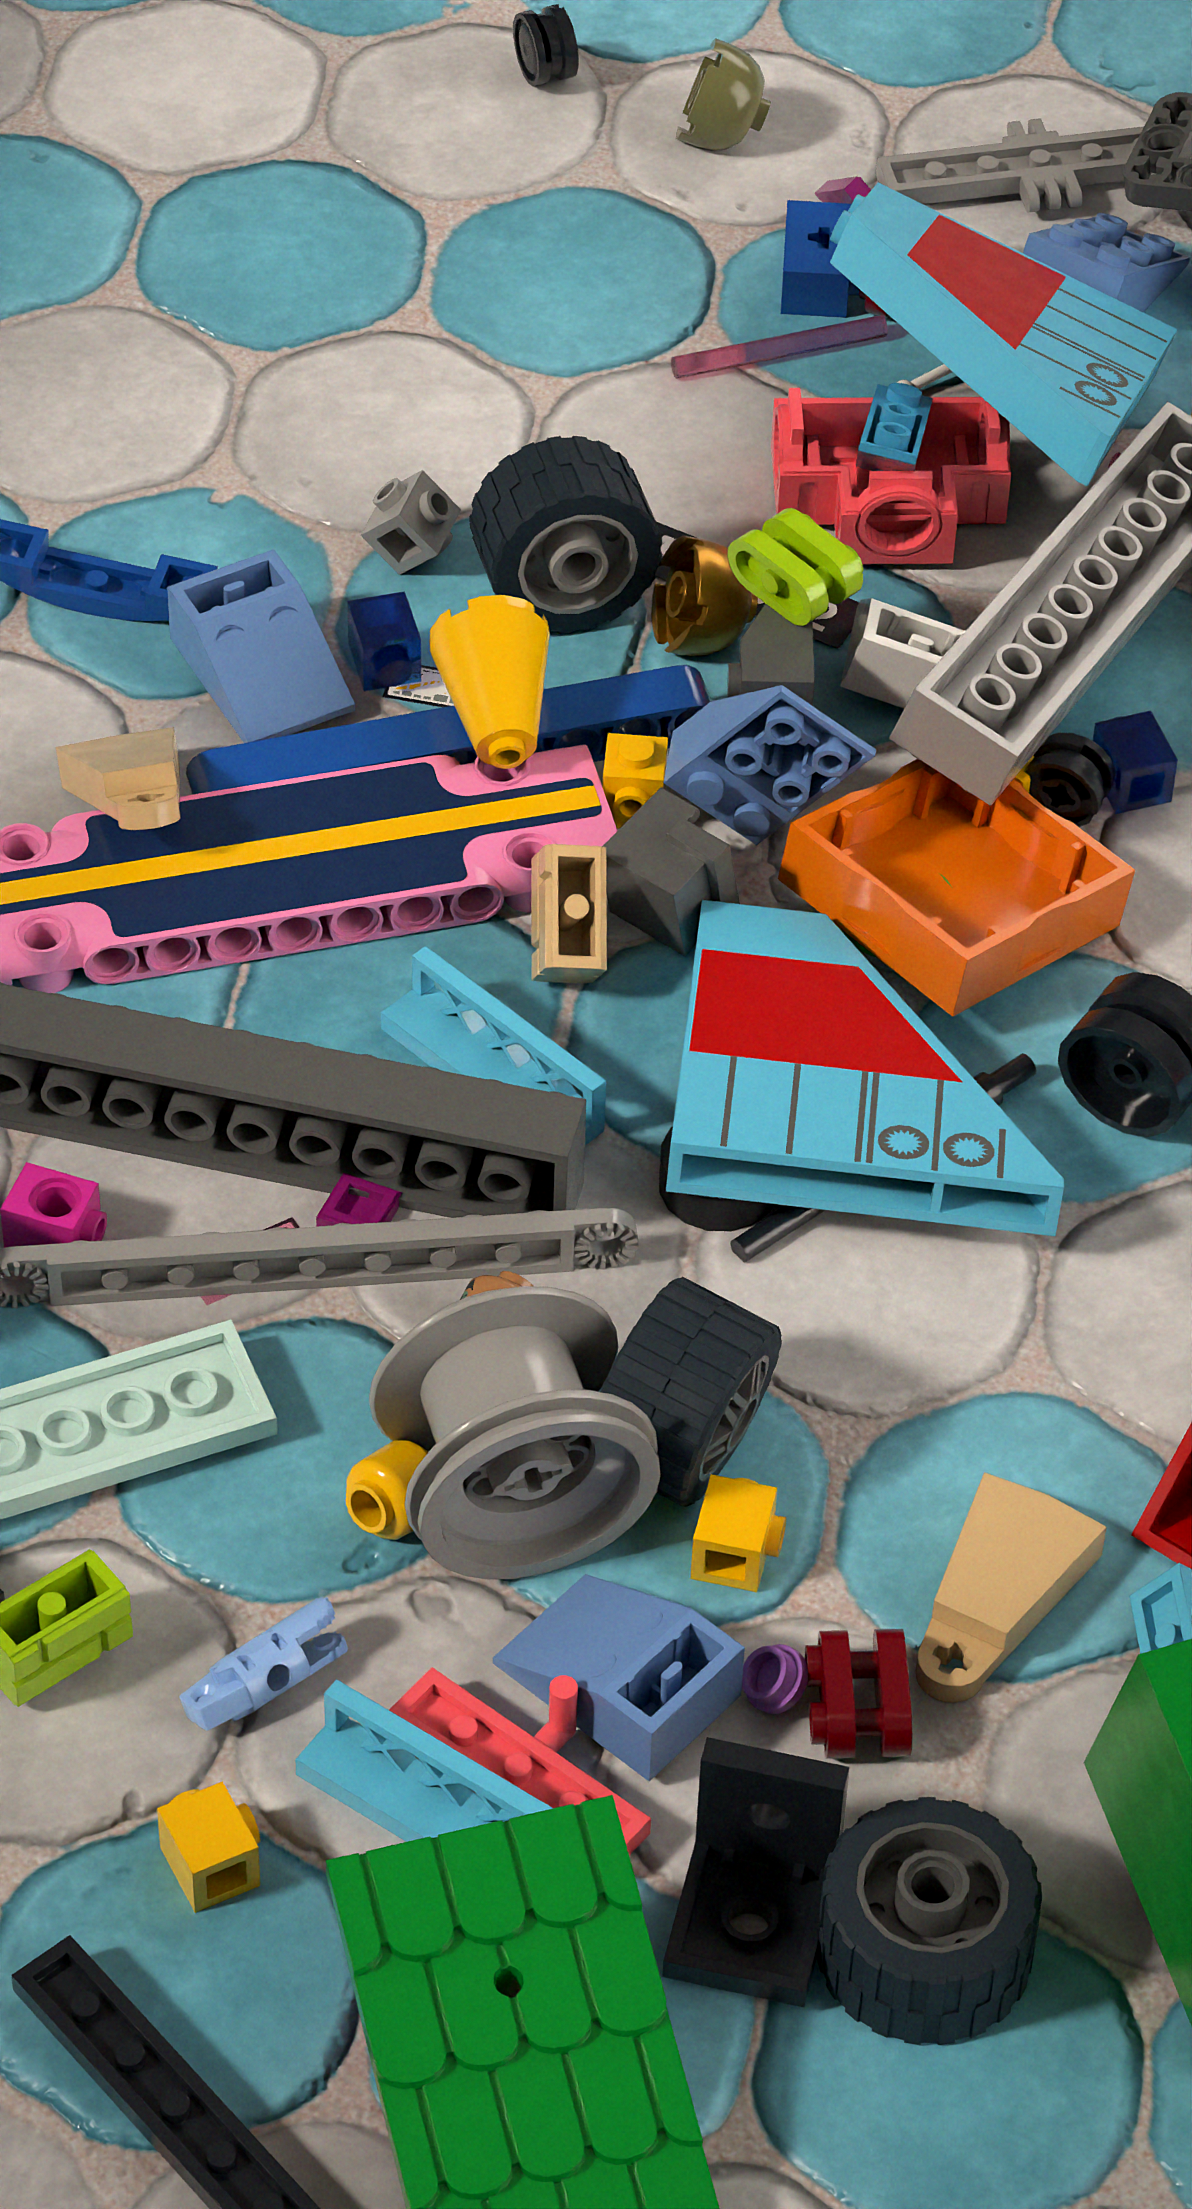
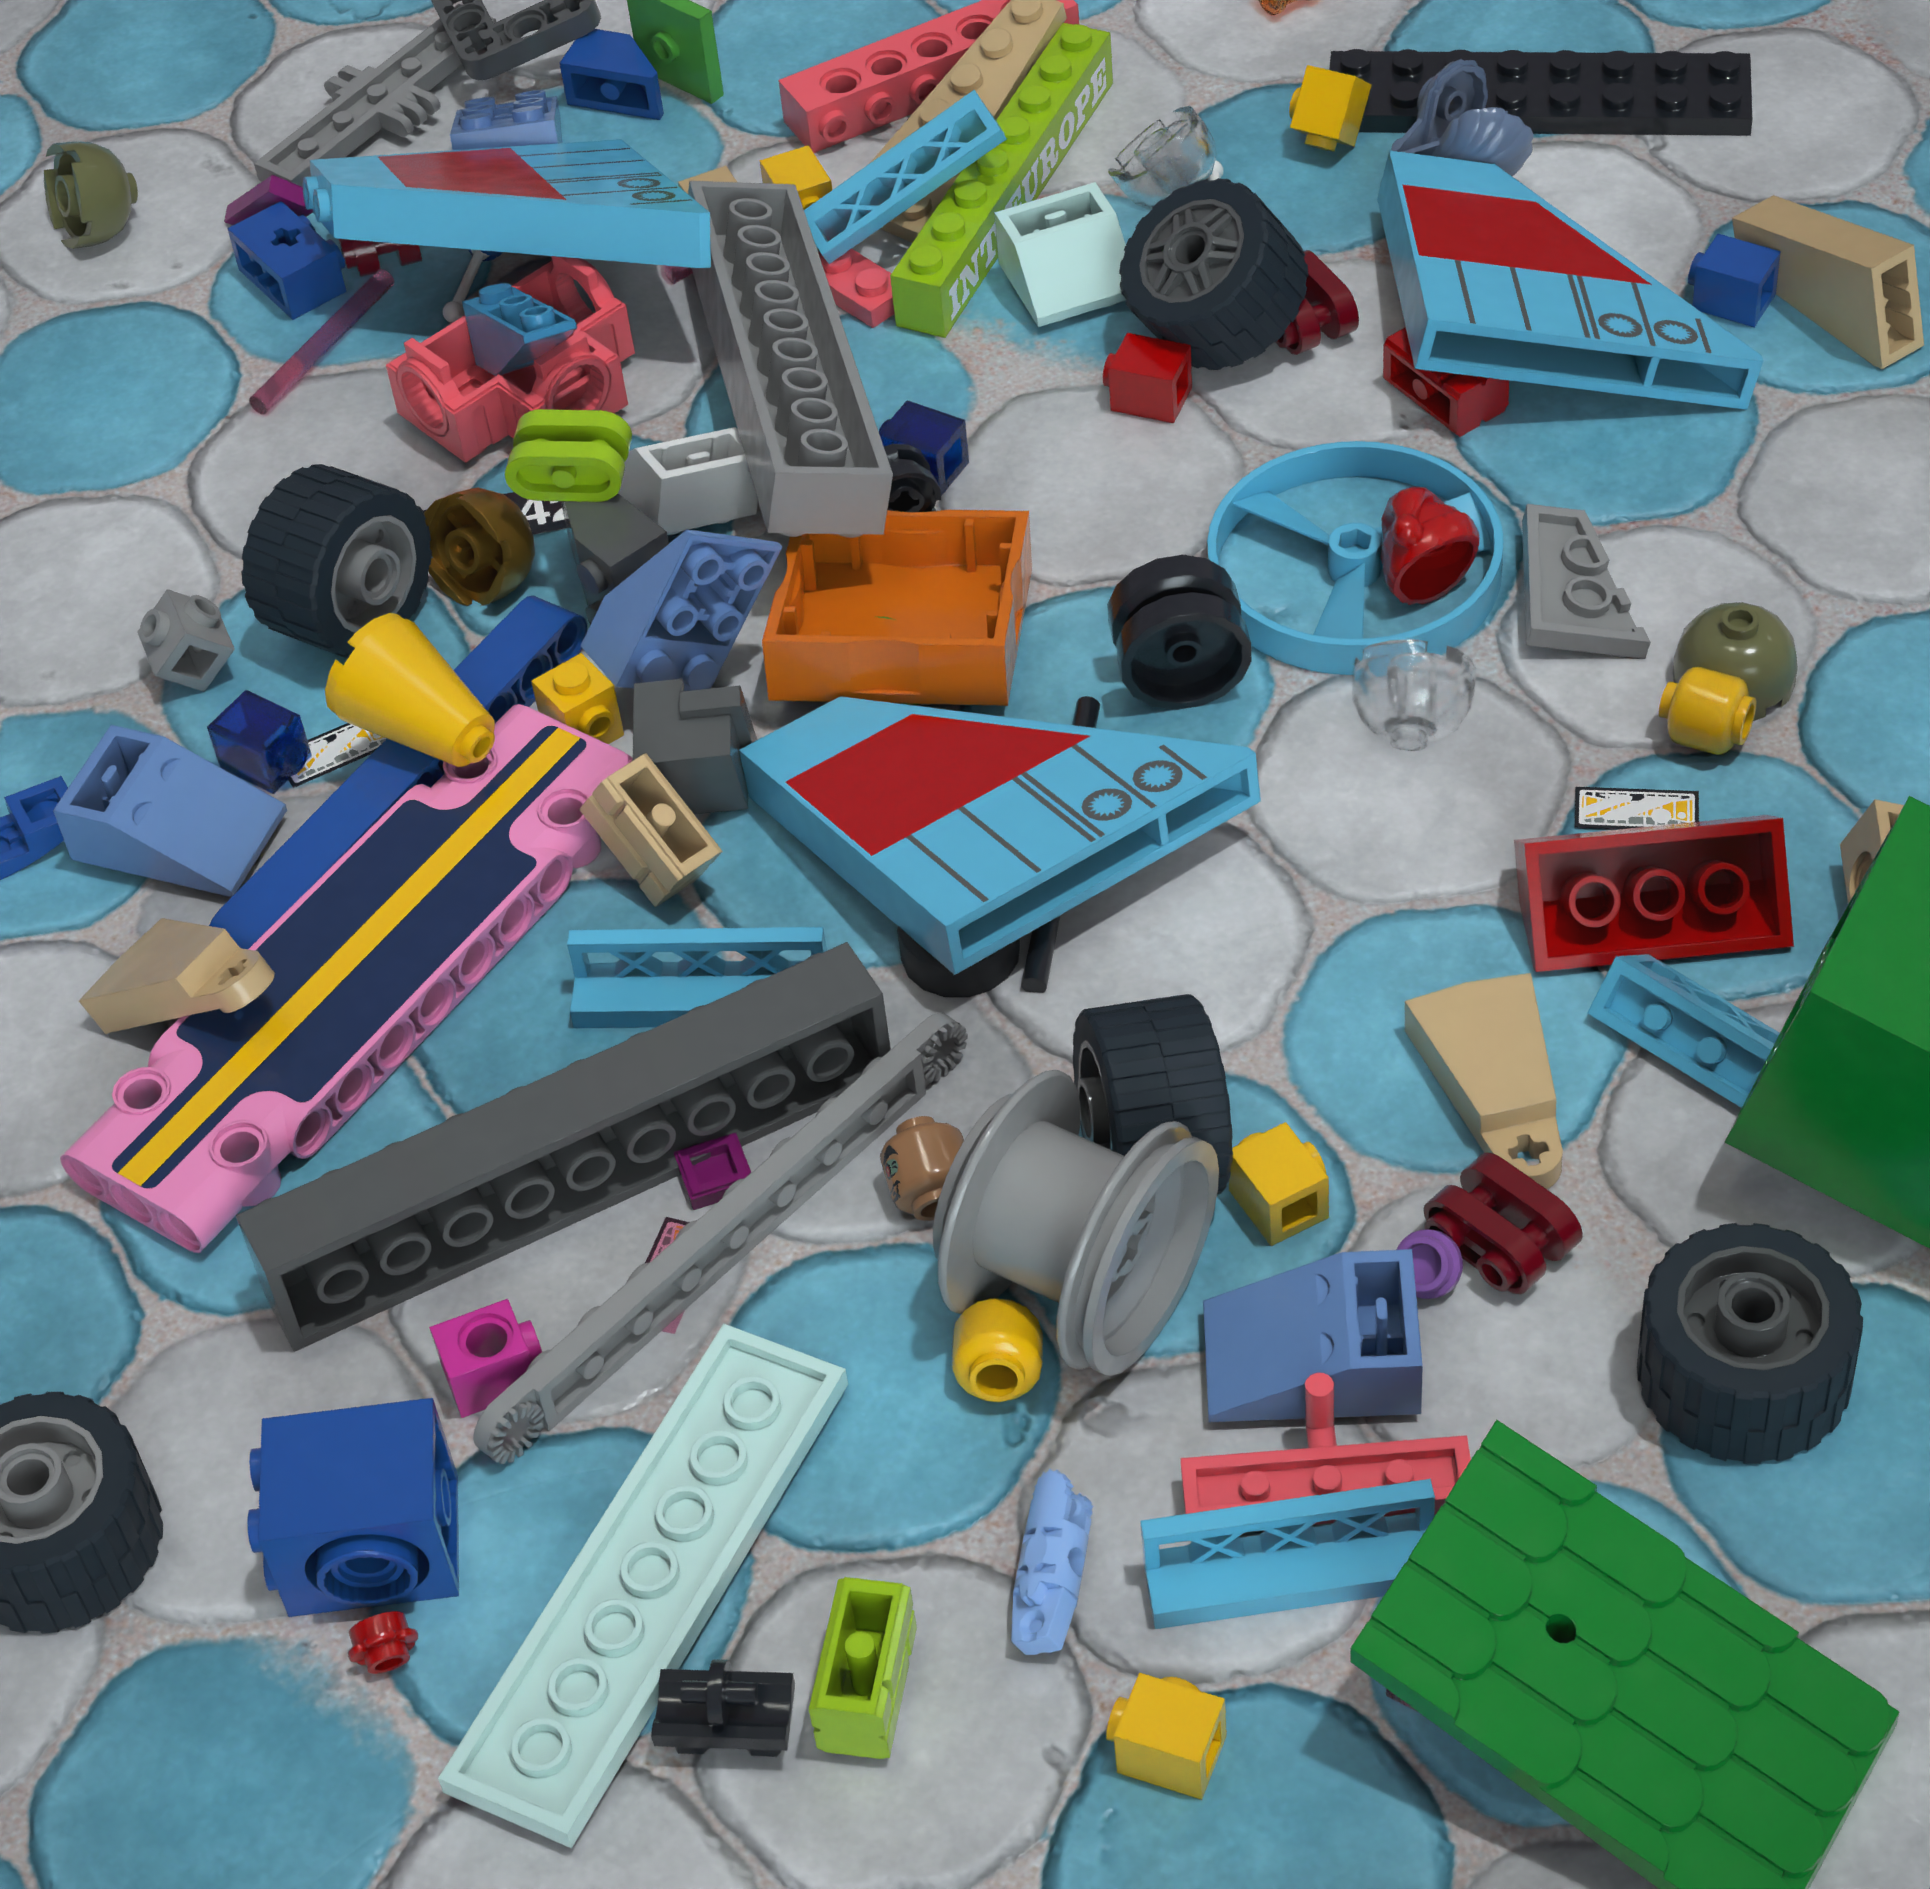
camera: 35 degrees left, 0 degrees up
(760, 1852) = (1579, 1388): black bracket -> none

